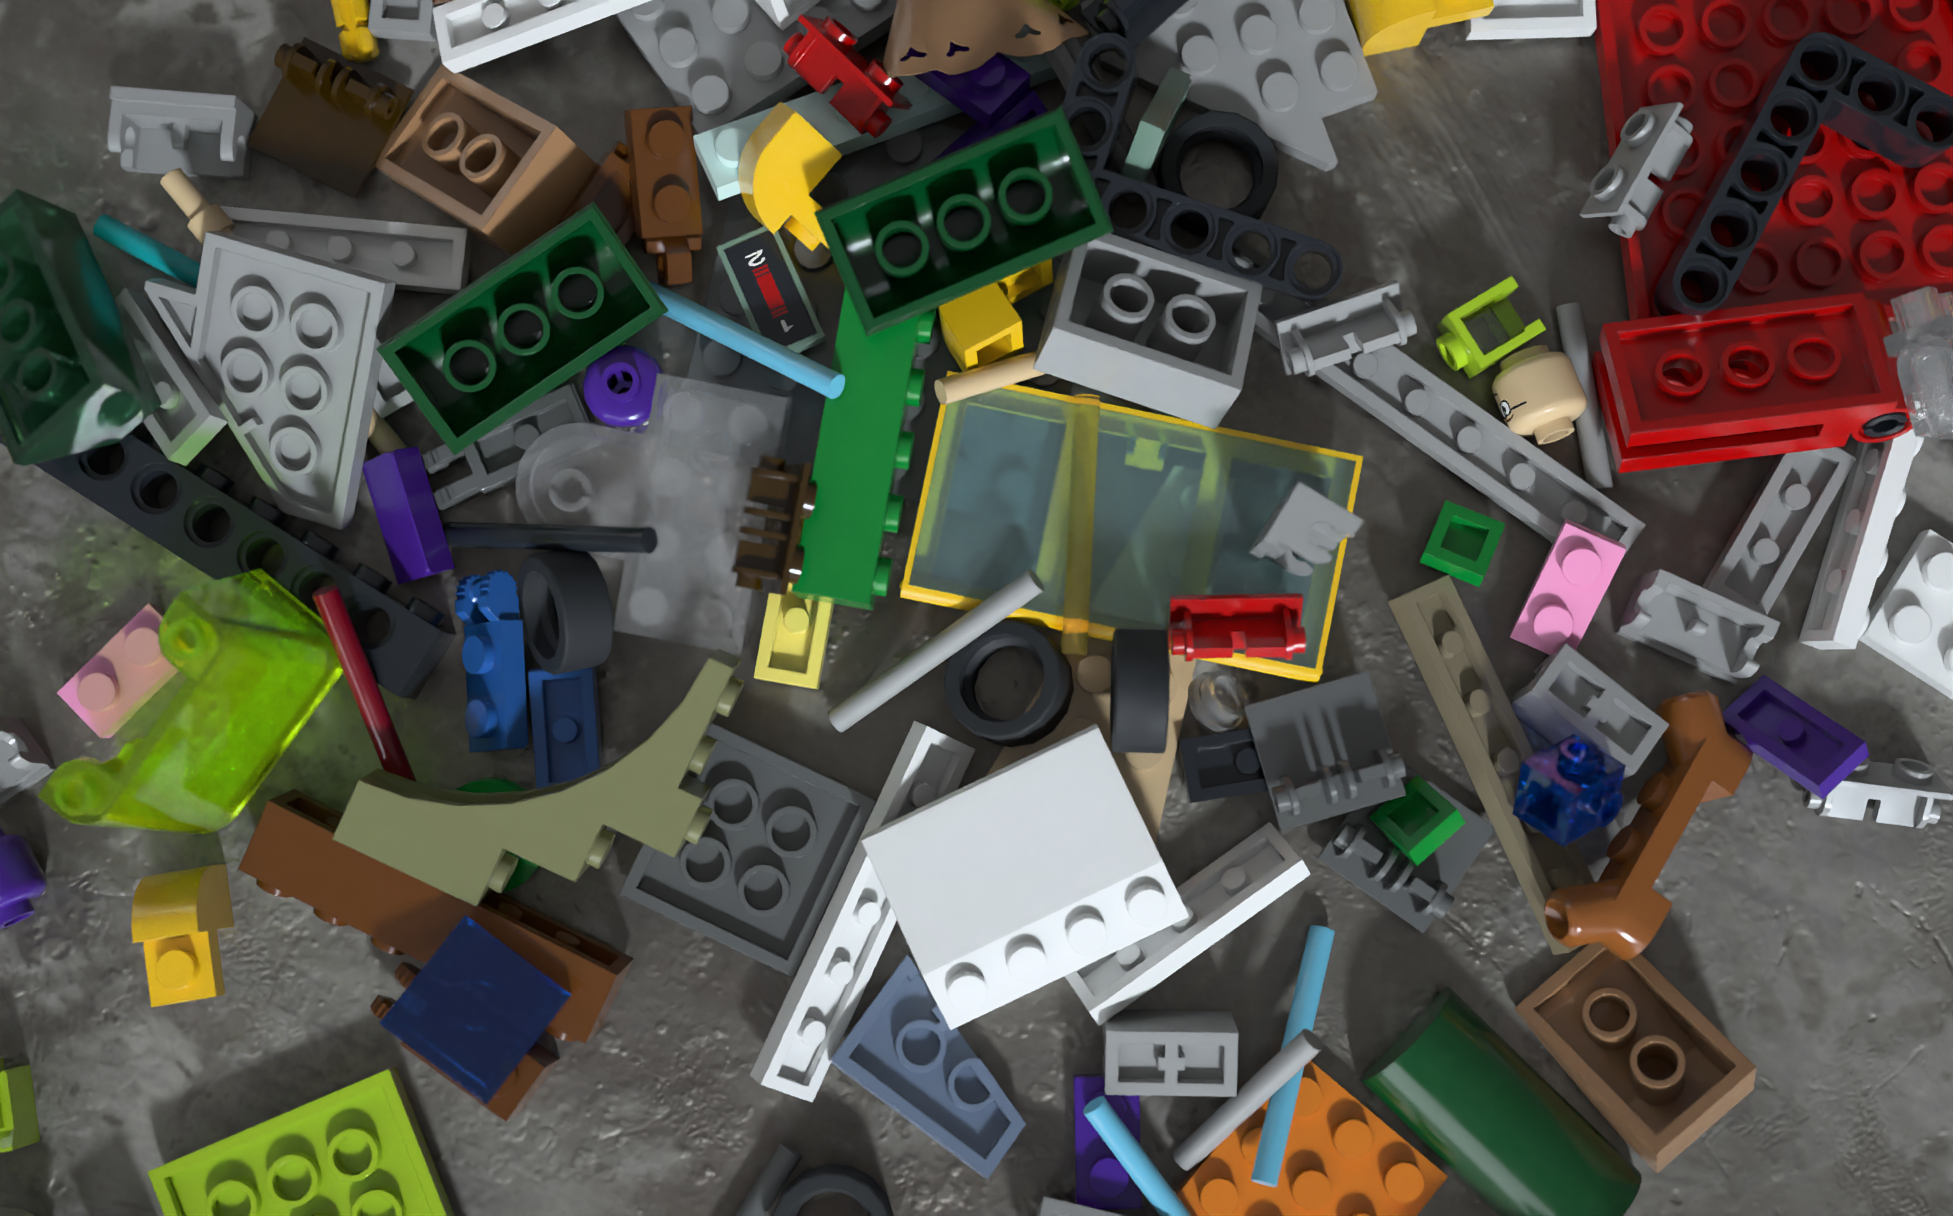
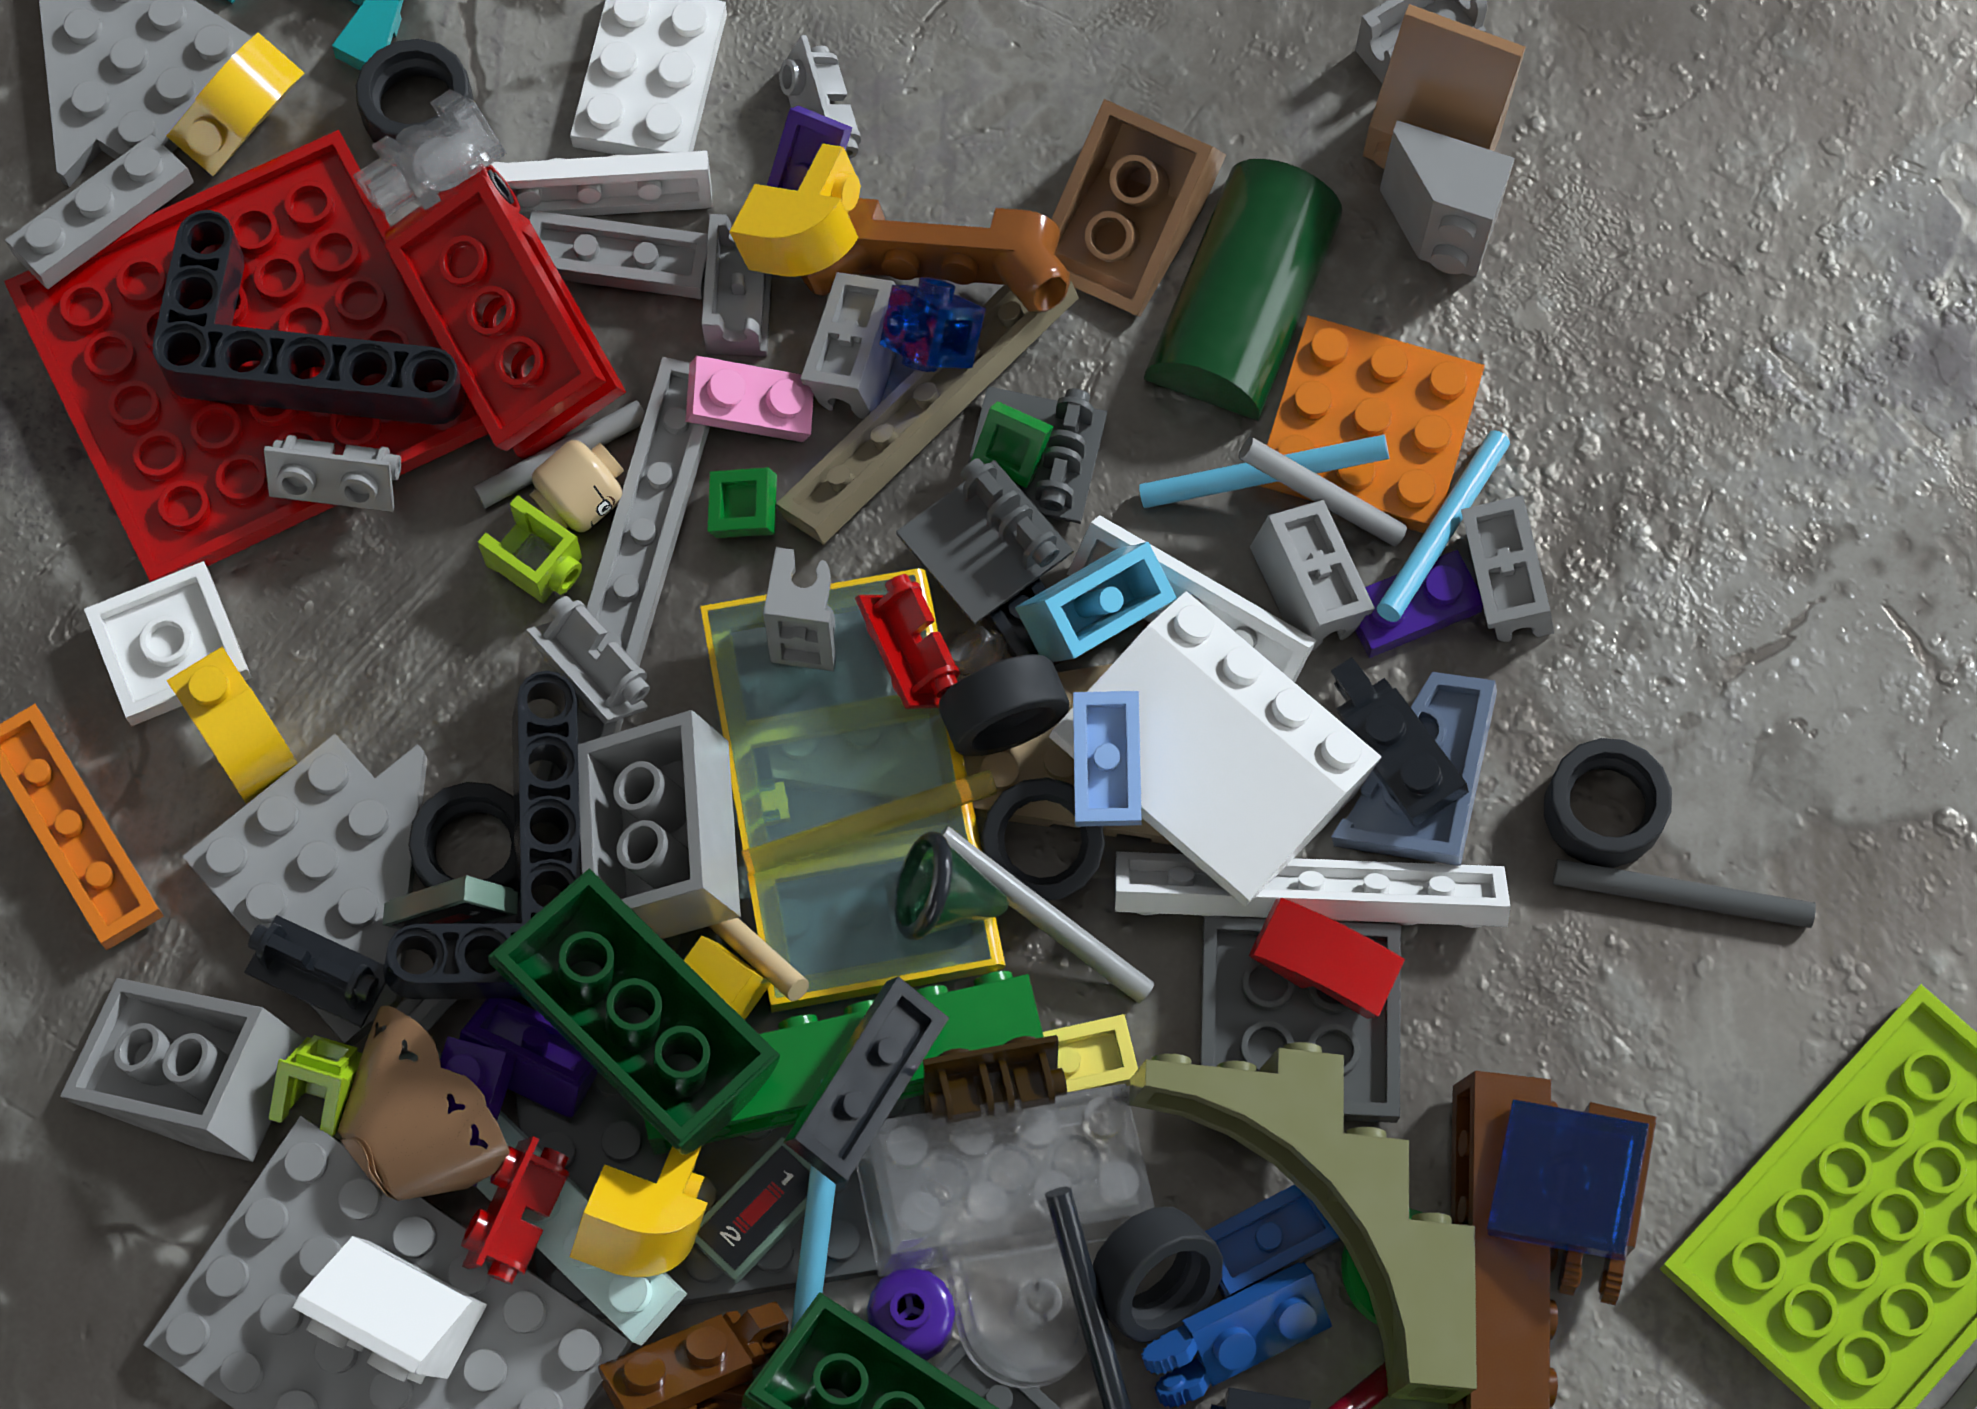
camera: 120 degrees left, 15 degrees down
(783, 890) = (1328, 956): none -> red slope
(817, 409) = (866, 1080): none -> black plate
(970, 1055) = (1411, 760): none -> black hinge
(980, 559) = (942, 890): none -> clear green hat
(1041, 761) = (1107, 758): none -> light blue plate
(1210, 825) = (1096, 602): none -> medium azure brick
(1723, 705) = (800, 229): none -> yellow brick

